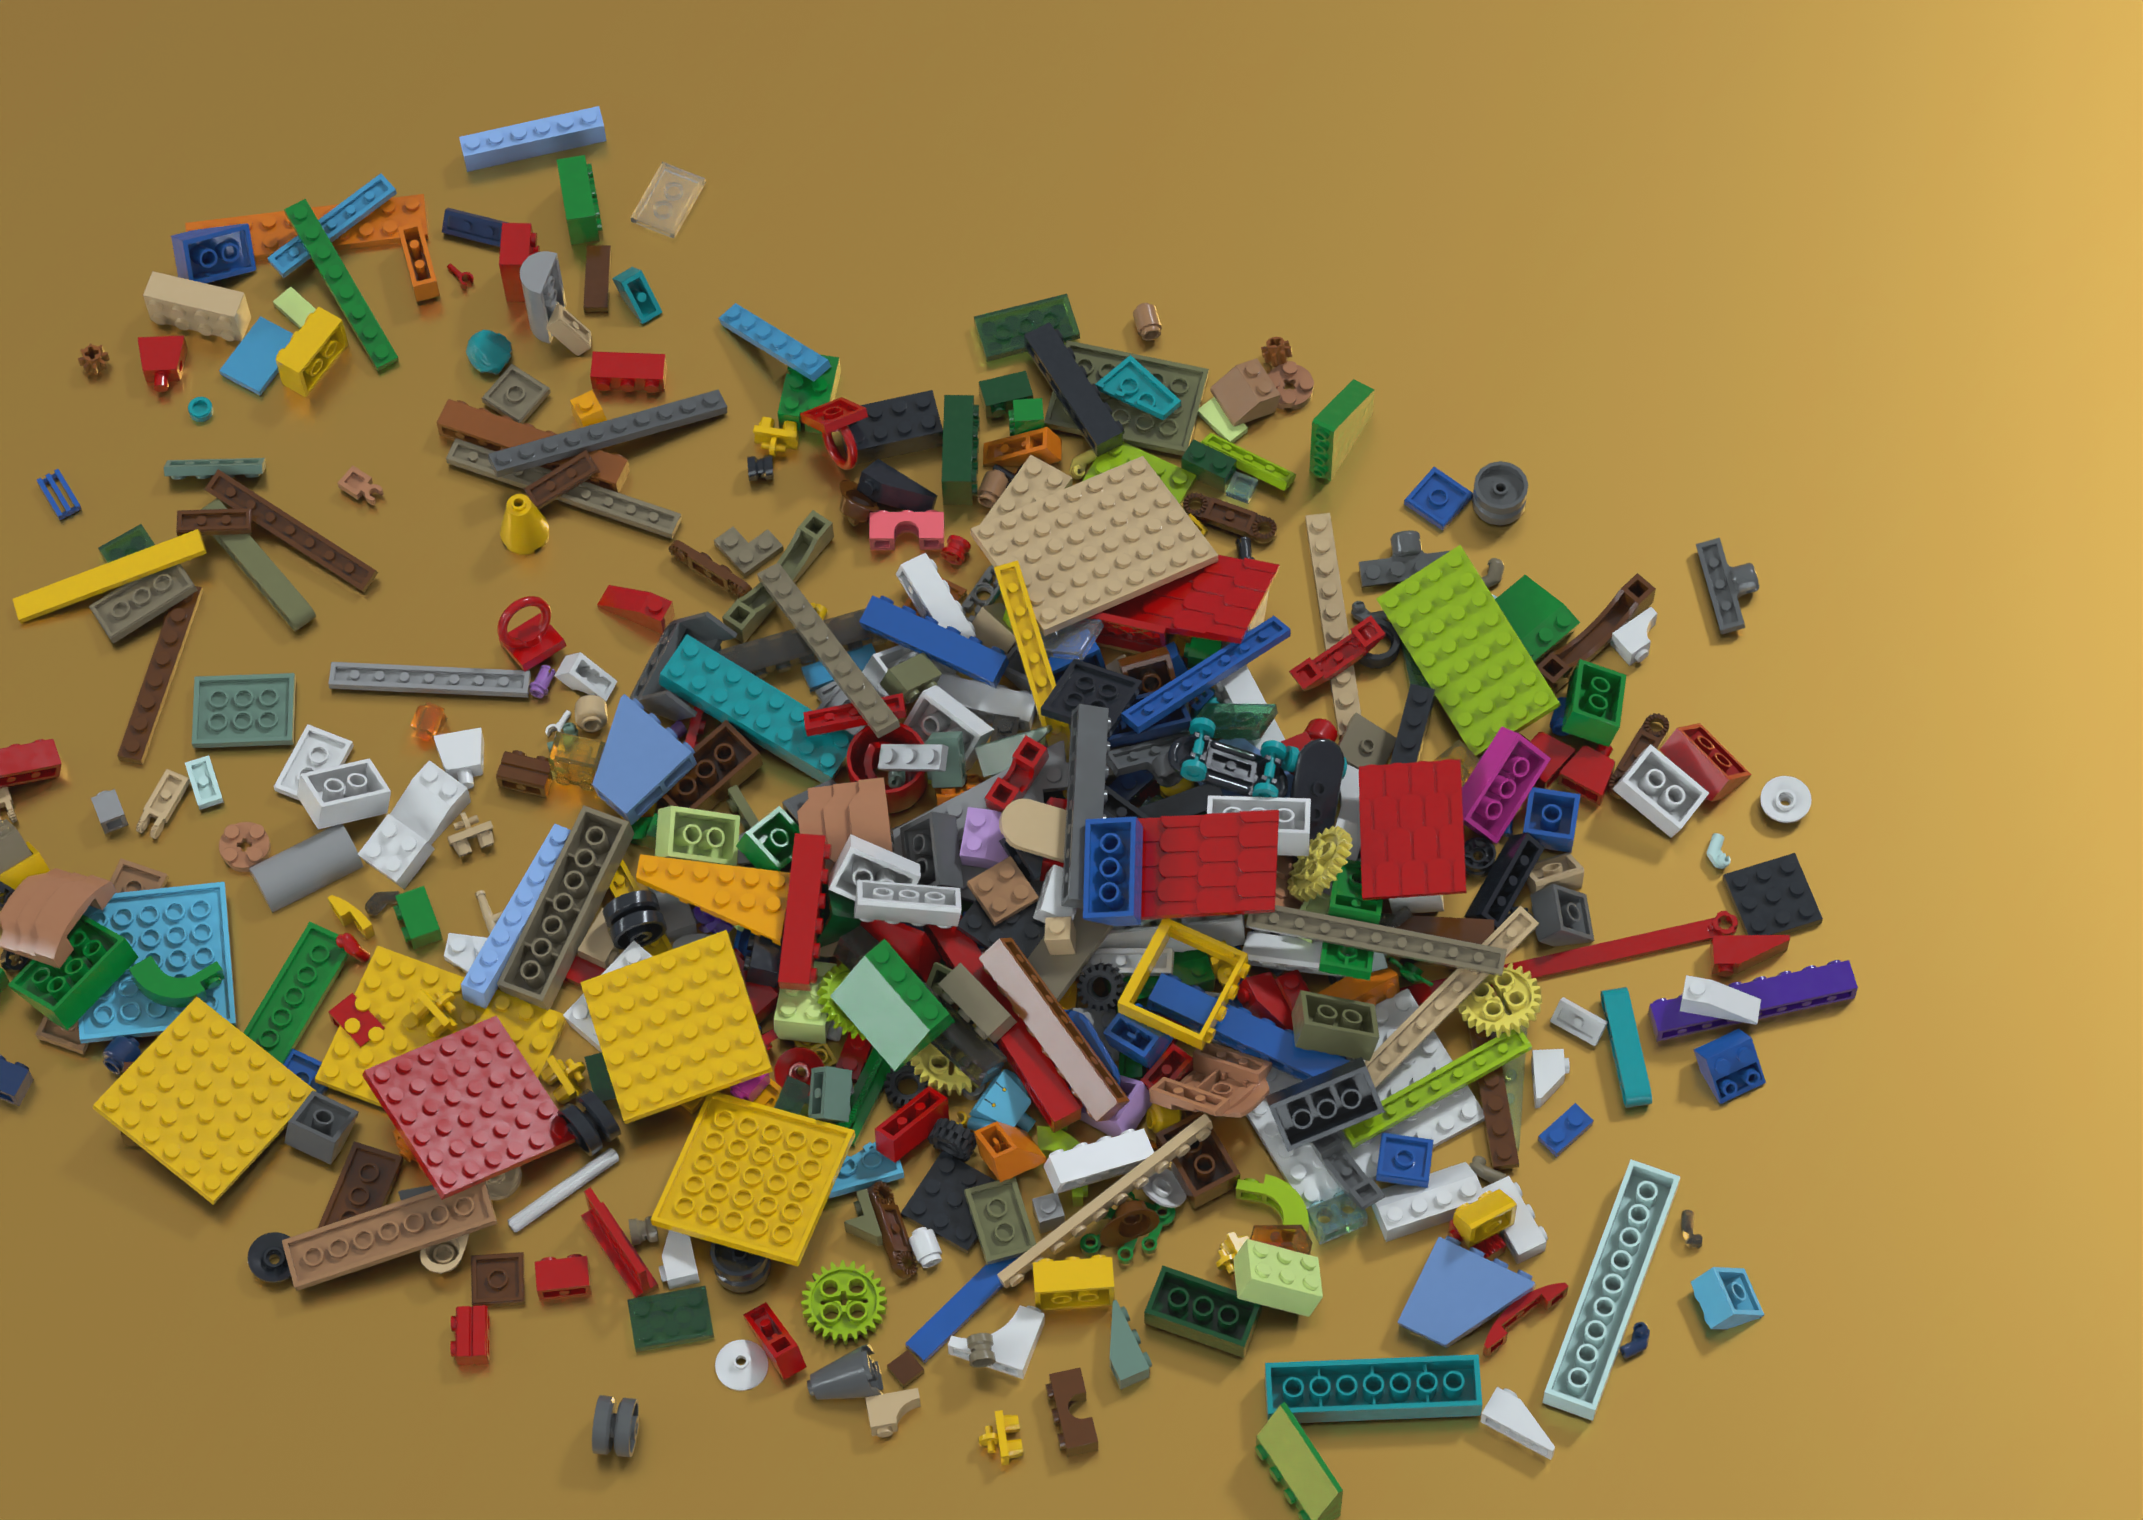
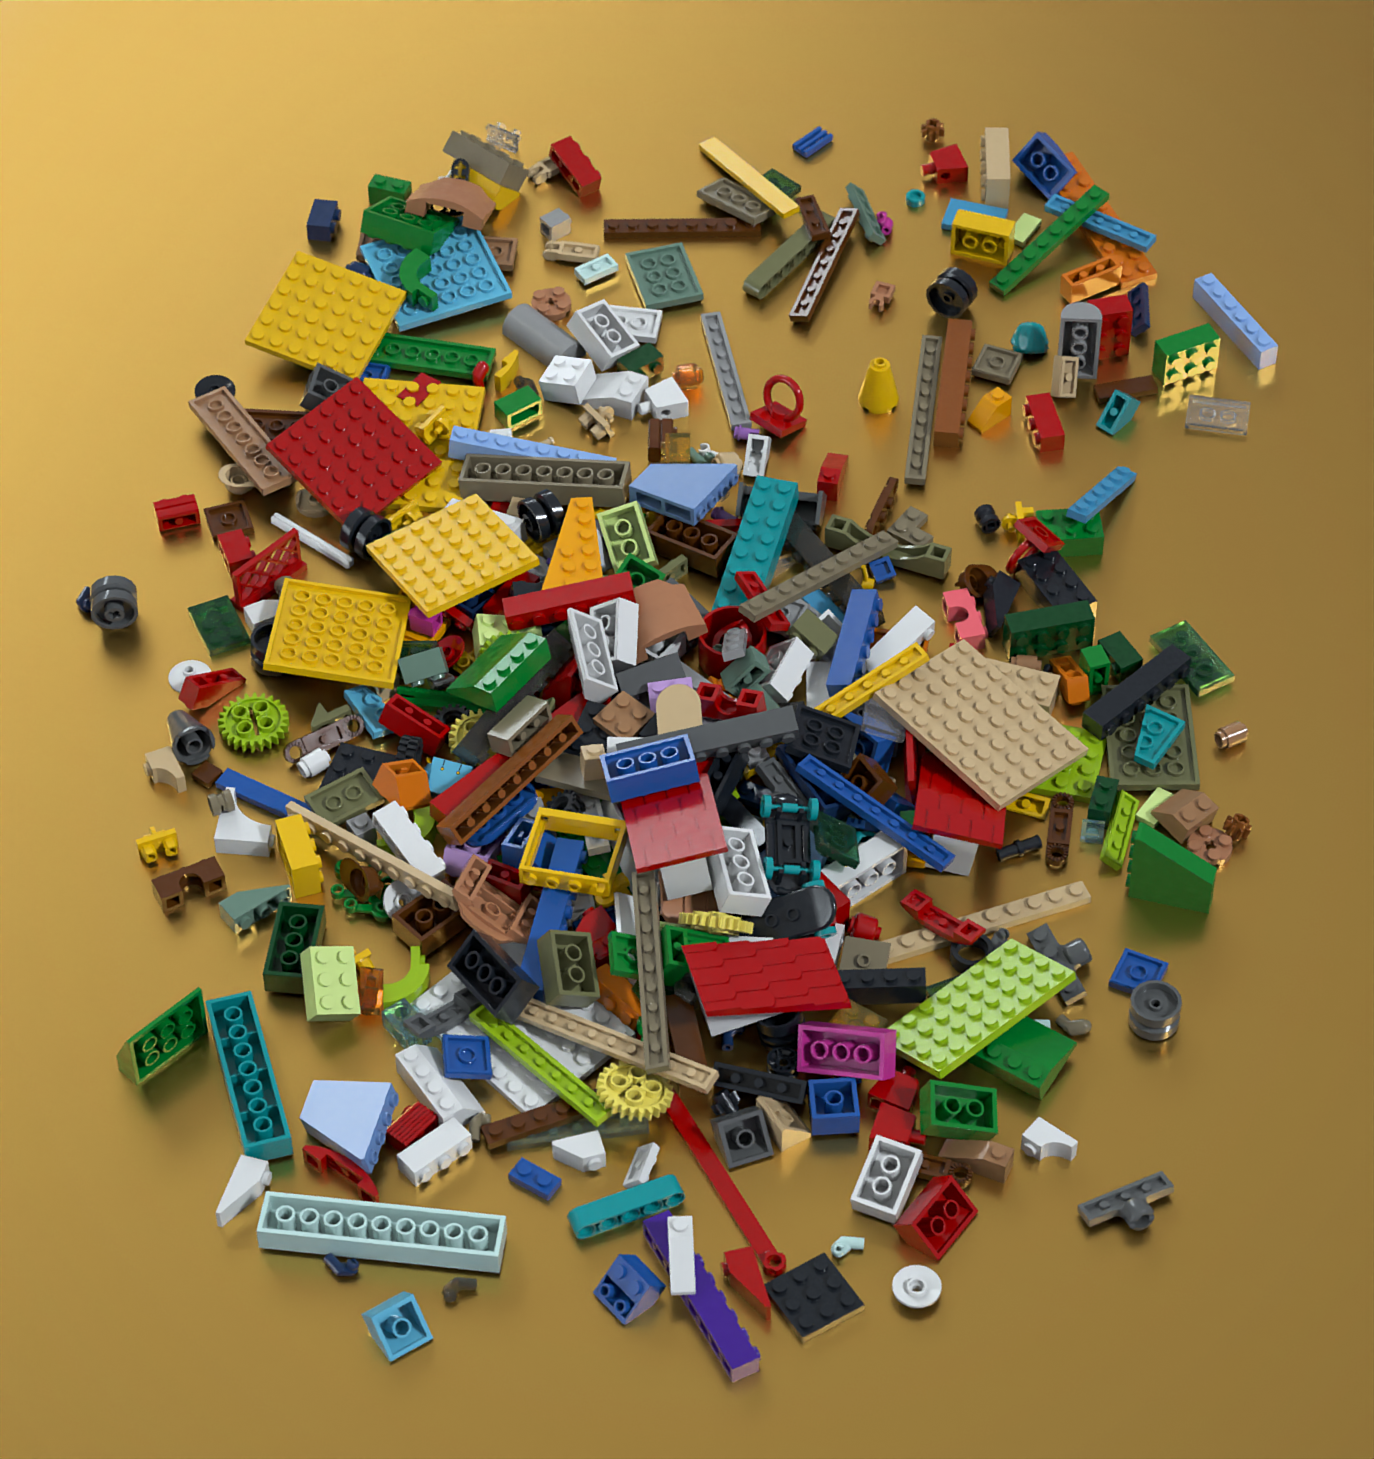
camera: 75 degrees right, 15 degrees down
(235, 450) = (885, 222): none -> dark pink arm
(391, 765) = (643, 360): none -> dark green brick
(396, 407) = (951, 292): none -> black wheel
(562, 480) = (925, 399): reddish brown tile -> none
(584, 1468) = (83, 600): none -> dark blue arm
(607, 433) = (978, 417): dark grey plate -> none
(809, 589) = (882, 569): none -> blue plate
(1079, 463) = (1070, 719): light yellow arm -> none
(1485, 1216) = (418, 1114): yellow slope -> none
(1625, 606) = (1077, 1124): reddish brown arch -> none
(1642, 701) = (984, 1157): none -> medium nougat slope

